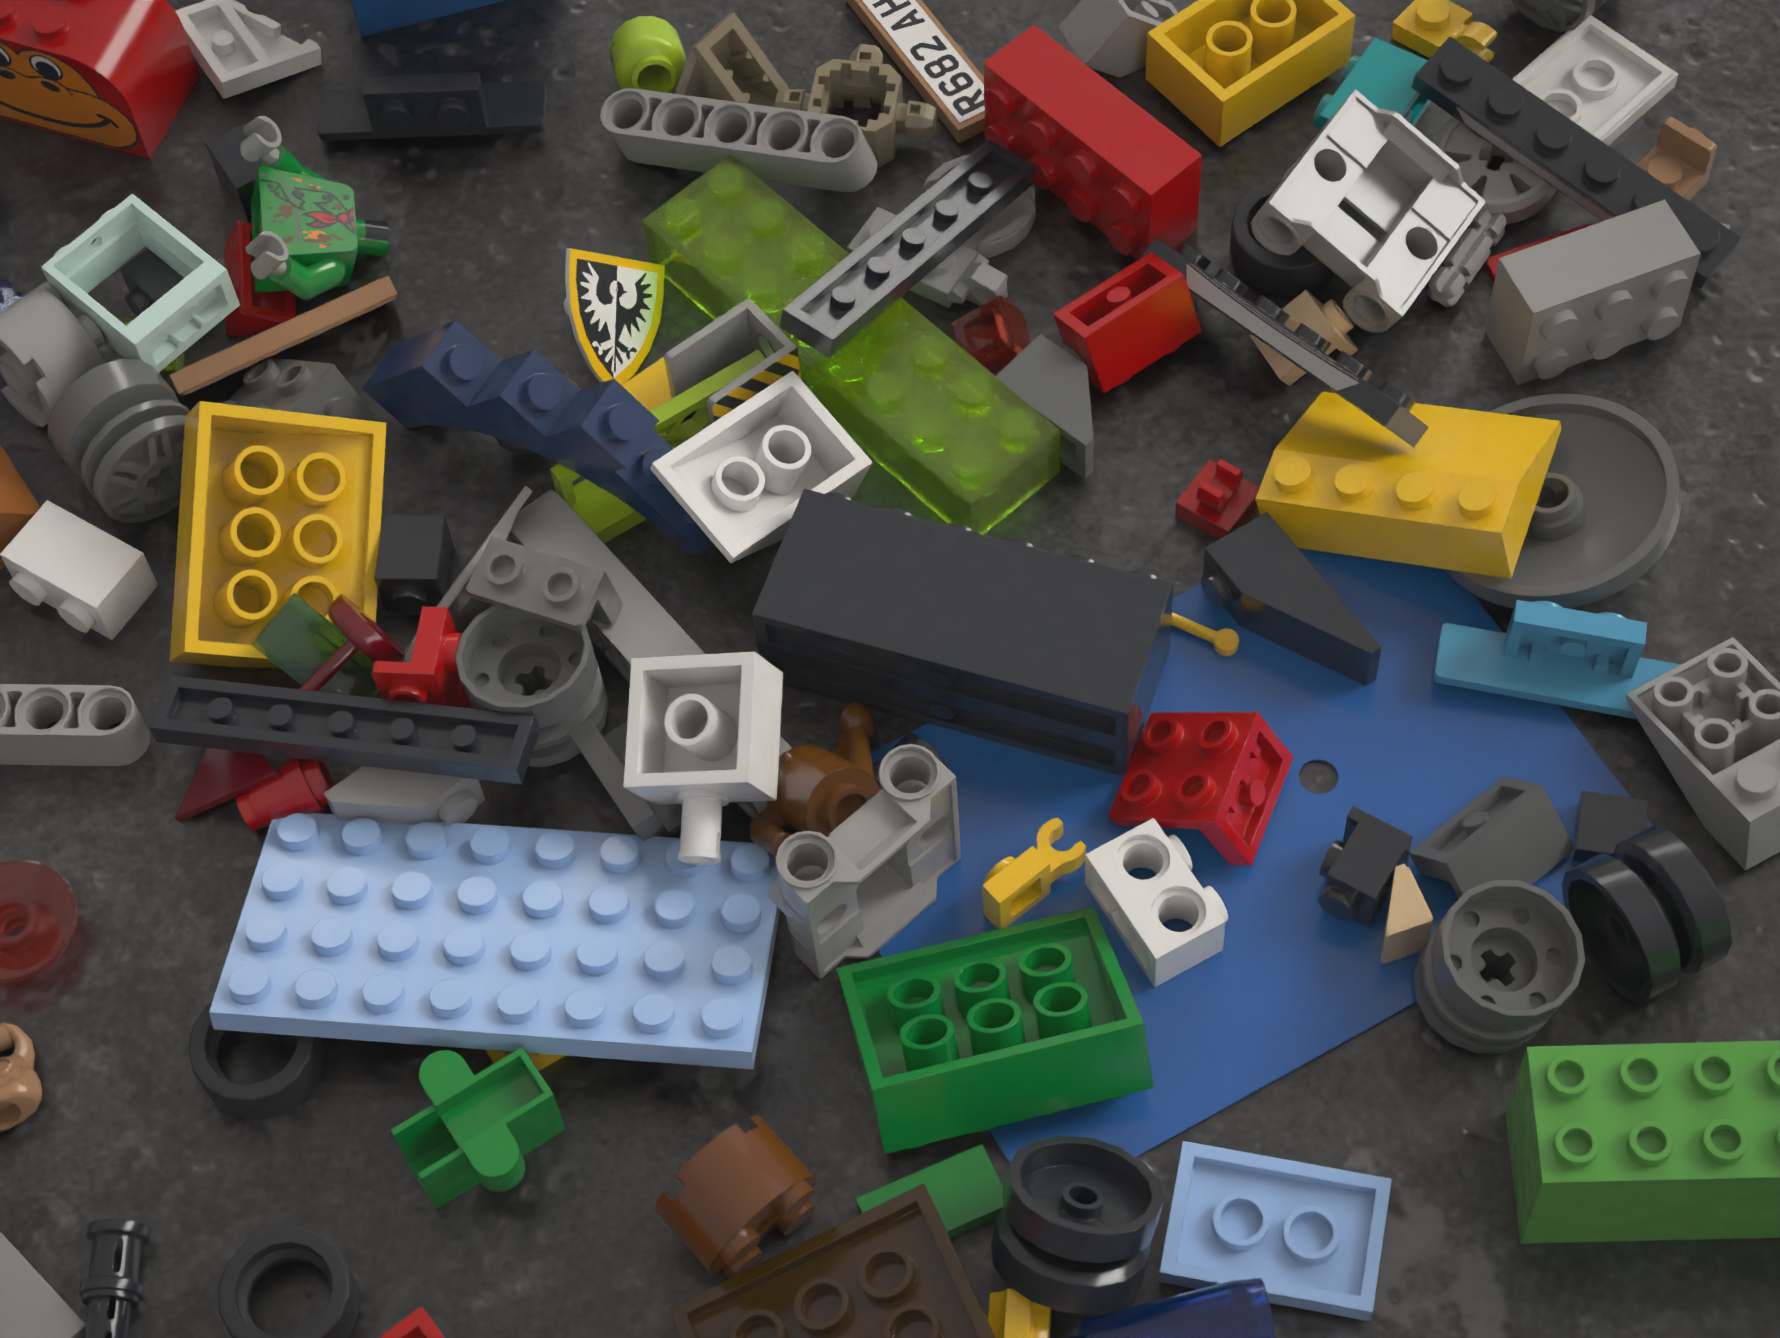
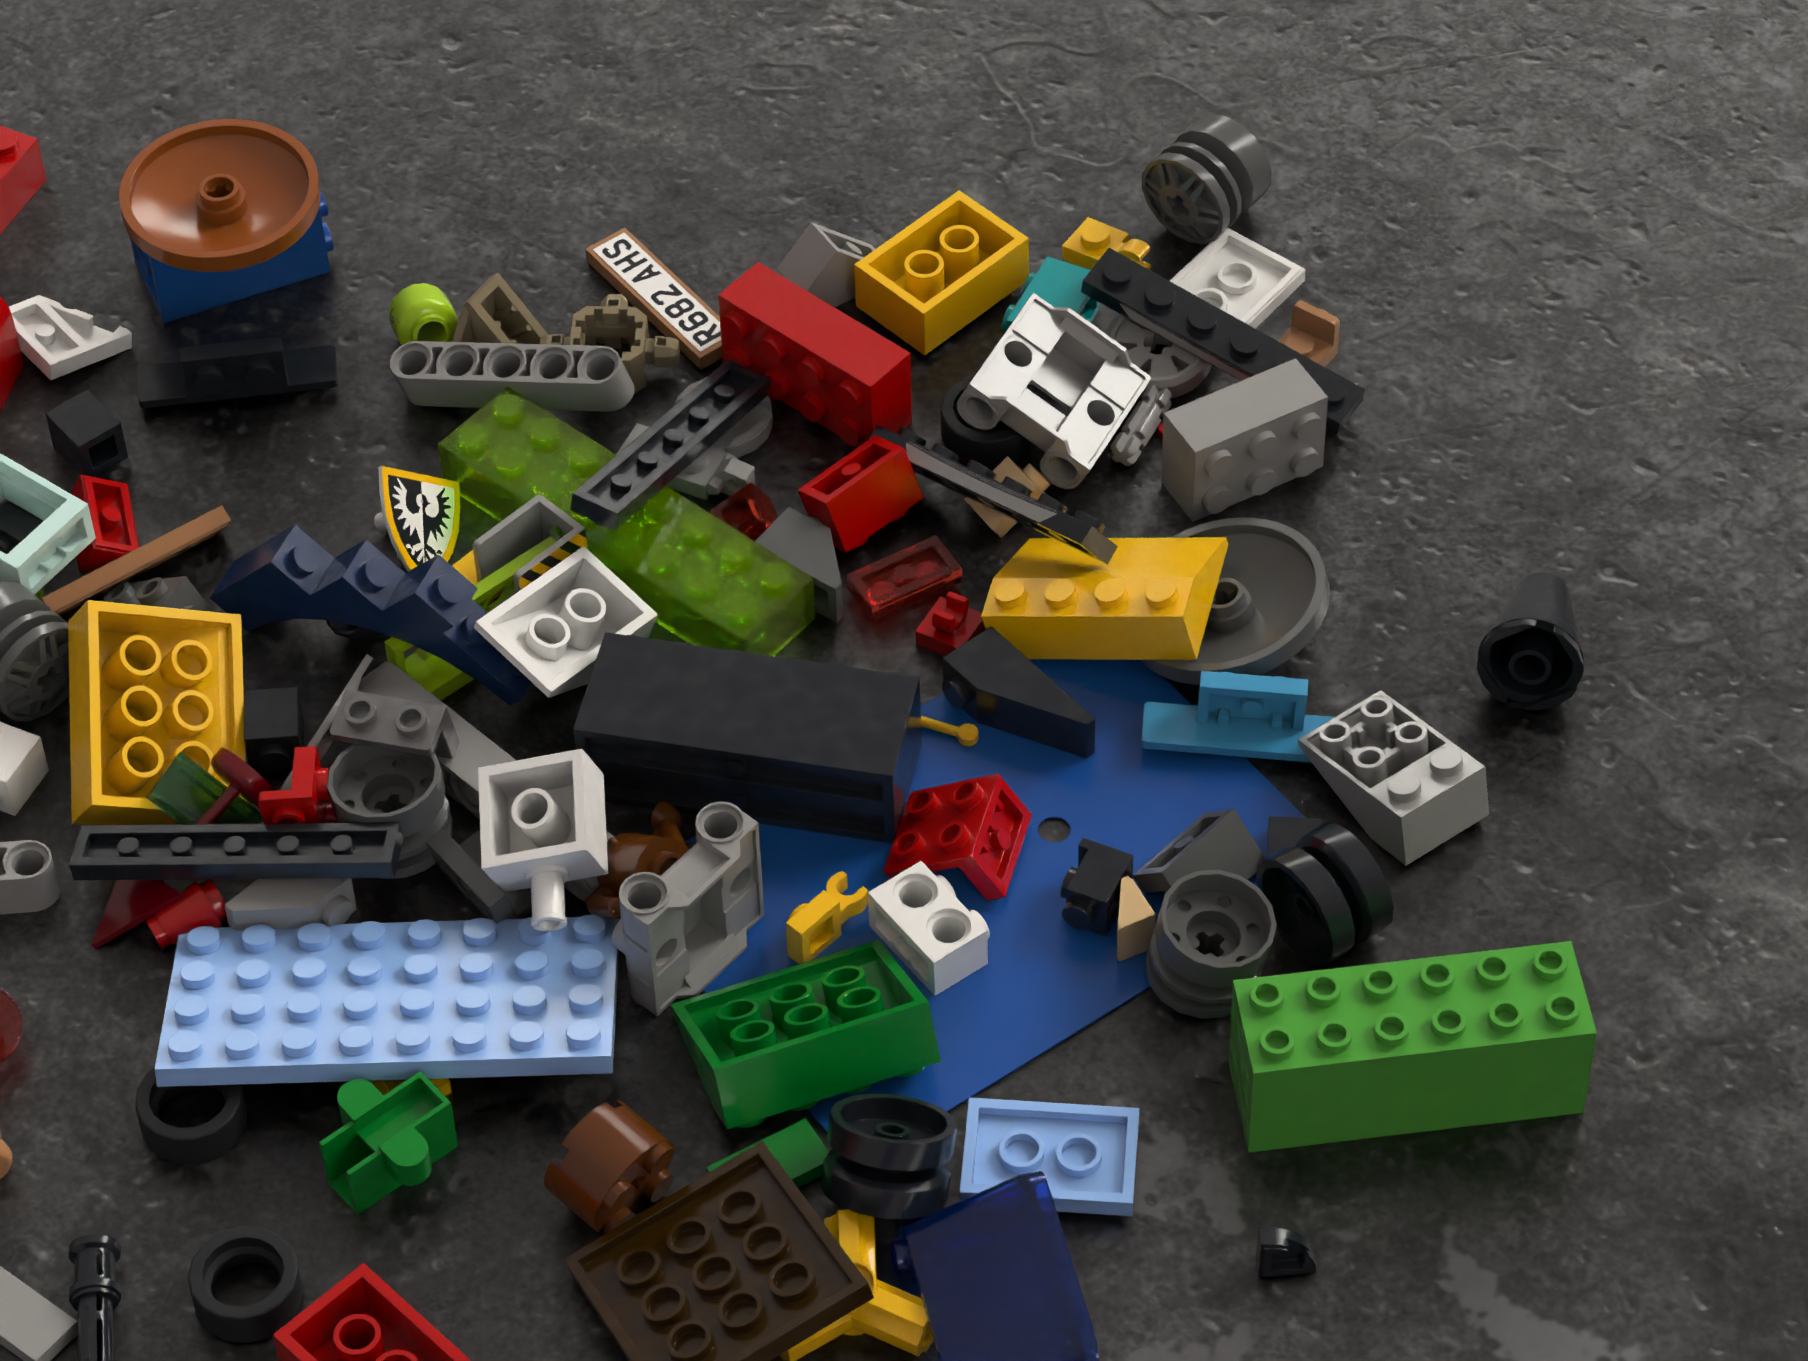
camera: 10 degrees left, 10 degrees down
(302, 222) = (139, 473): green torso -> none
(1169, 432) = (904, 578): none -> clear red plate

